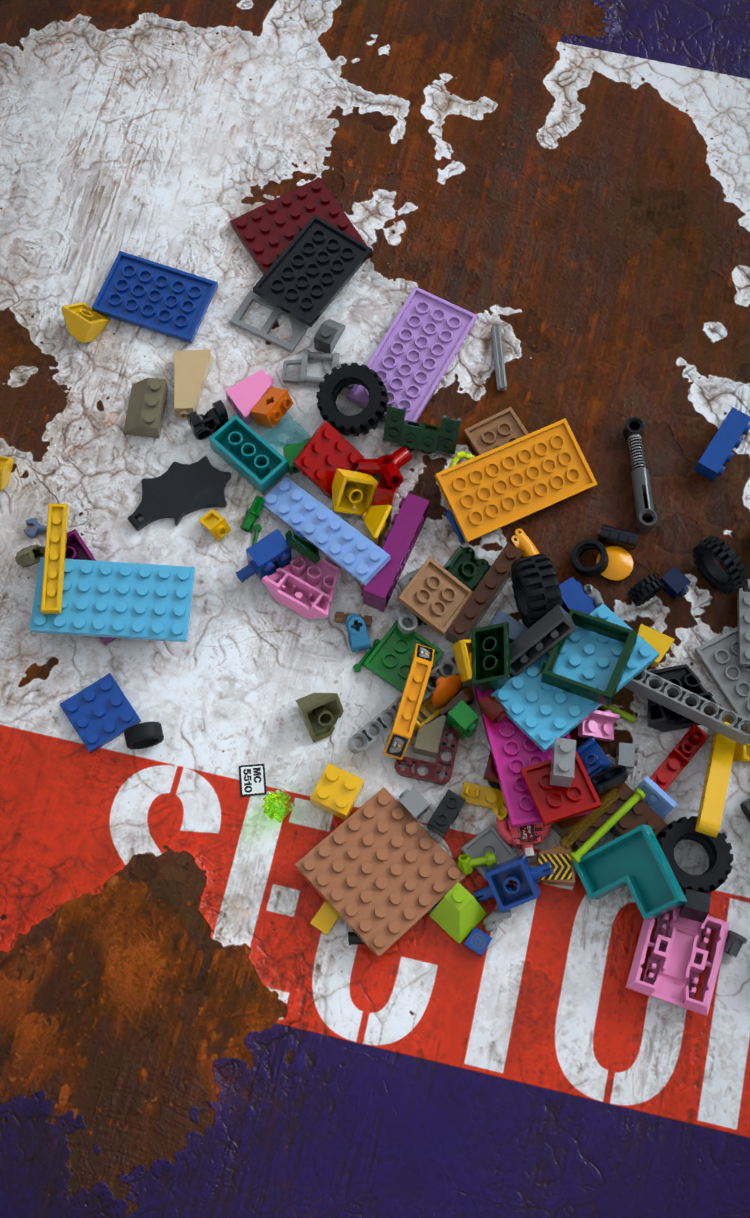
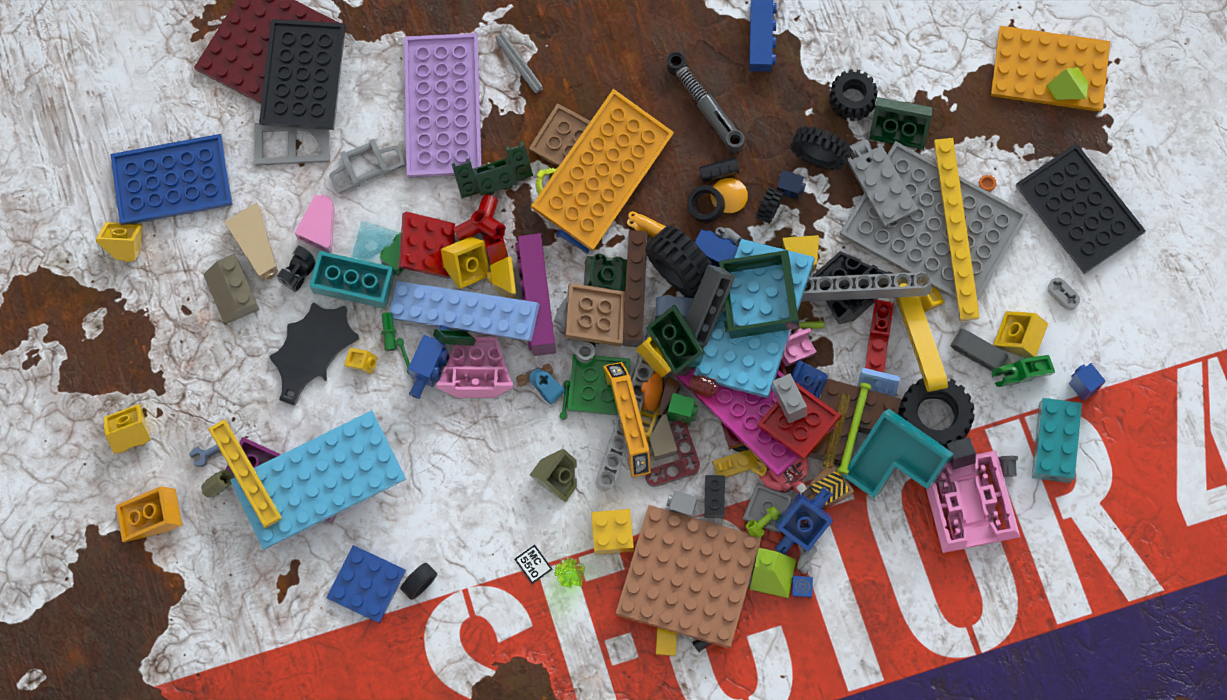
camera: 25 degrees left, 5 degrees up
(271, 407) = (345, 224): orange brick -> none
(328, 336) = (354, 127): dark grey slope -> none
(339, 380) = (389, 177): black tyre -> none
(609, 778) = (833, 388): black plate -> none
(626, 755) = (835, 361): light grey brick -> none

